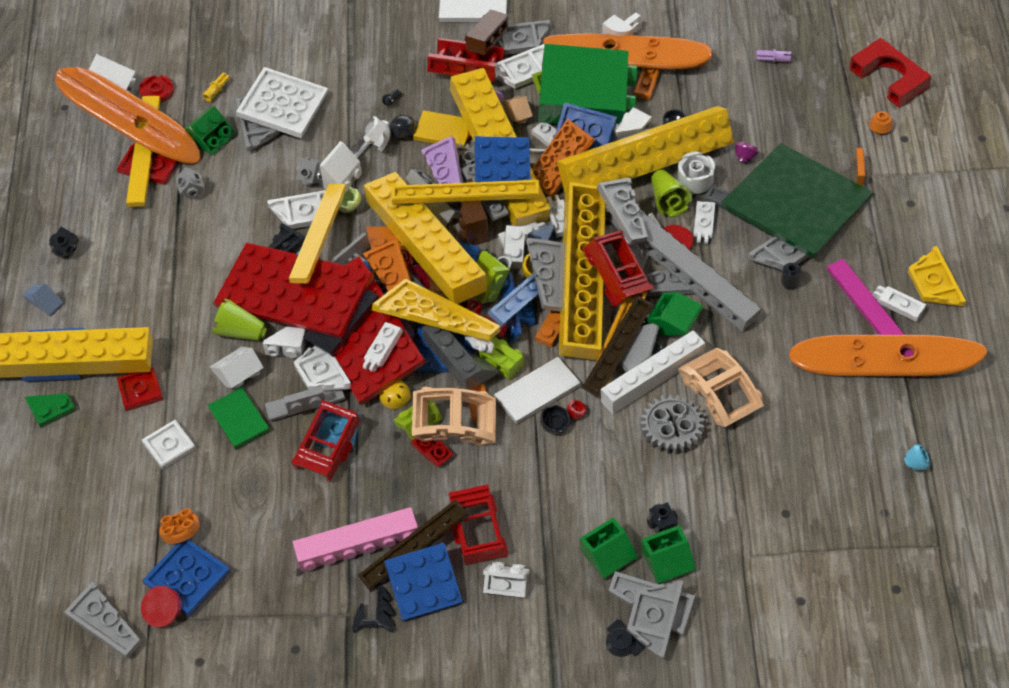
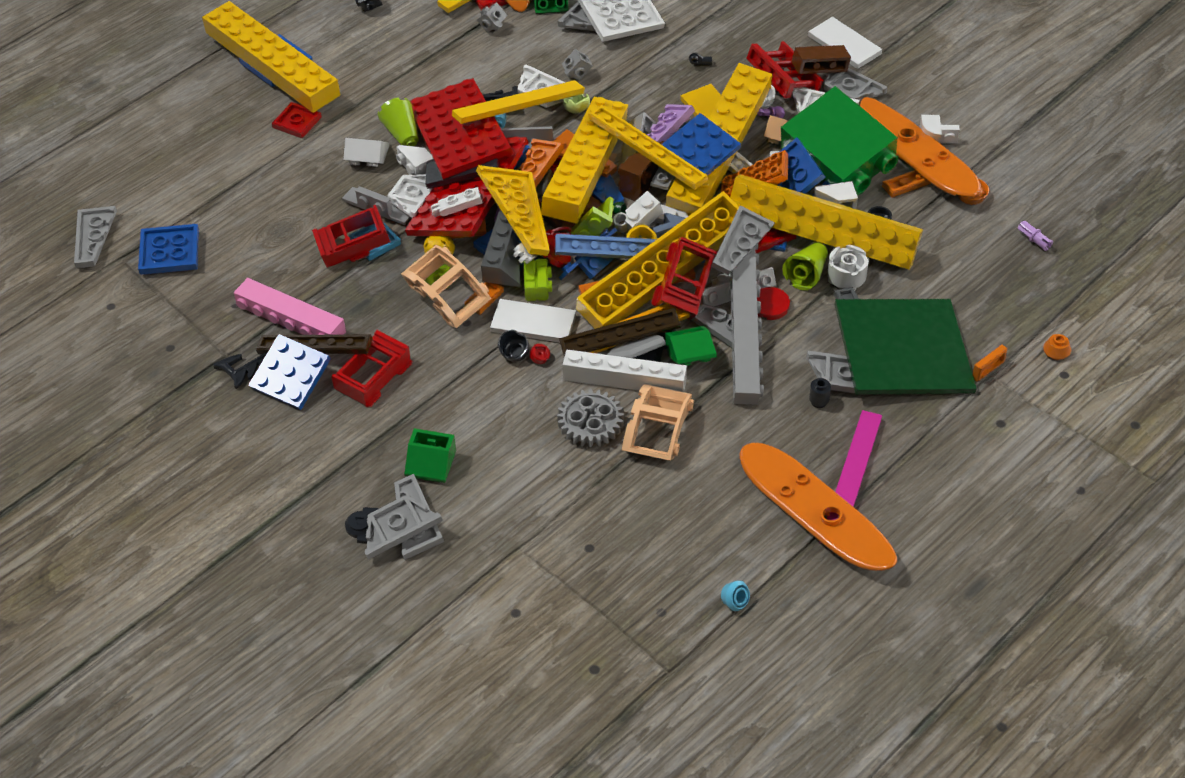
camera: 45 degrees right, 5 degrees down
(43, 298) = (315, 24): sand blue slope -> none
(50, 407) = (233, 90): green wing -> none
(160, 606) = (129, 252): red tile -> none
(168, 444) = (267, 166): white tile -> none
(179, 526) = (202, 215): orange tile -> none
(238, 418) = (326, 183): green tile -> none
(340, 167) = (597, 76): white slope -> none
(375, 133) = (654, 73): white piece -> none
(402, 126) = (681, 82): black hair -> none
(433, 451) = (412, 302): red slope -> none
(505, 579) = (341, 415): white bracket -> none
(548, 269) = (643, 233): light grey wing -> none
(662, 517) = (491, 471): black brick -> none
(668, 554) = (462, 495): green slope -> none
(704, 221) = (811, 308): white hinge -> none
(745, 152) = (910, 283): magenta cone -> none
(882, 54) = (1130, 299): red arch -> none
(899, 302) = (883, 482): white hinge -> none
(934, 280) = (936, 489): yellow wing -> none

